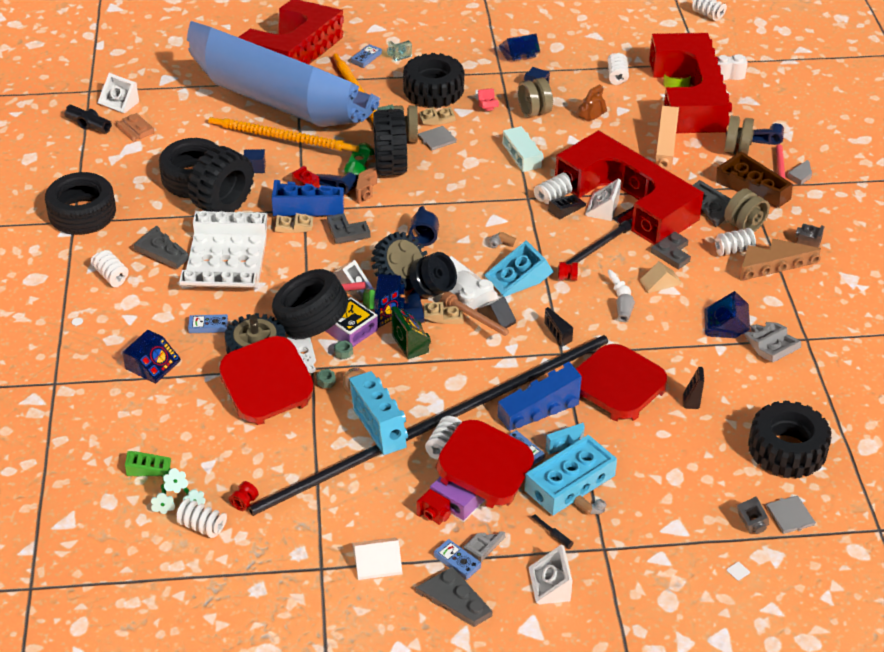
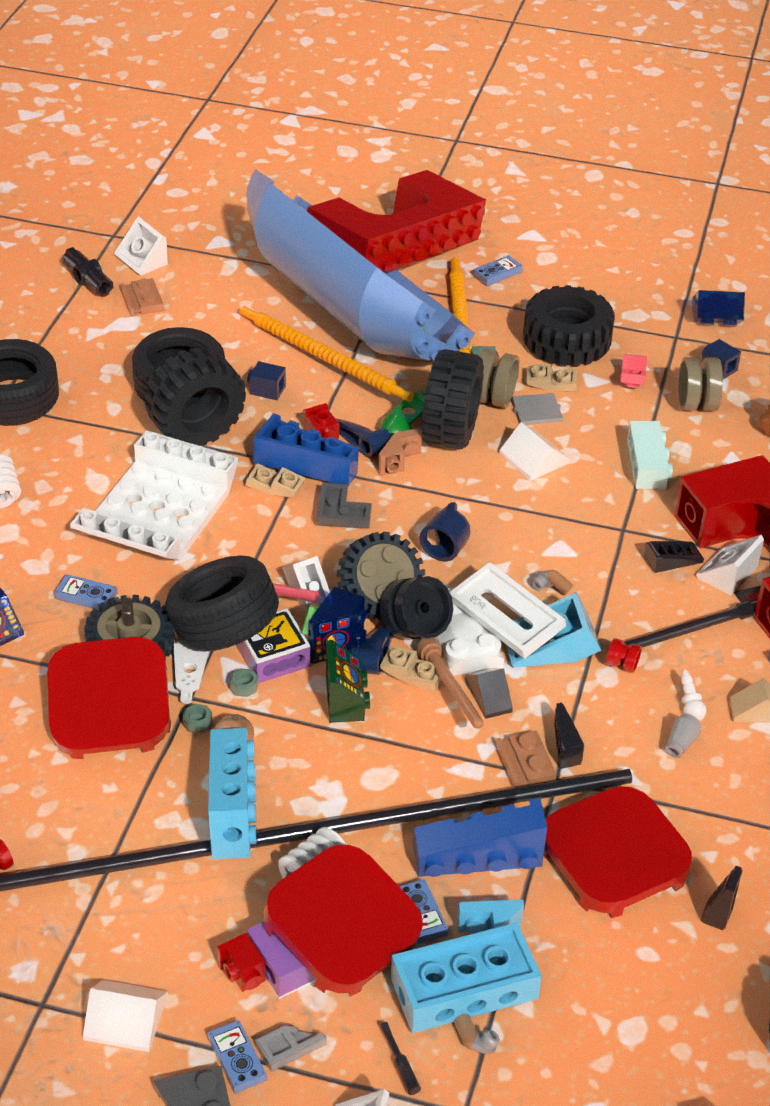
camera: 20 degrees right, 0 degrees up
(161, 248) = (82, 470): dark grey wing -> none
(399, 51) = (546, 273): clear light blue bracket -> none
(449, 166) = (532, 453): none -> white slope
(469, 246) = (490, 579): none -> white piece
(539, 347) = (525, 759): none -> nougat plate
(553, 188) = (663, 524): white piece -> none

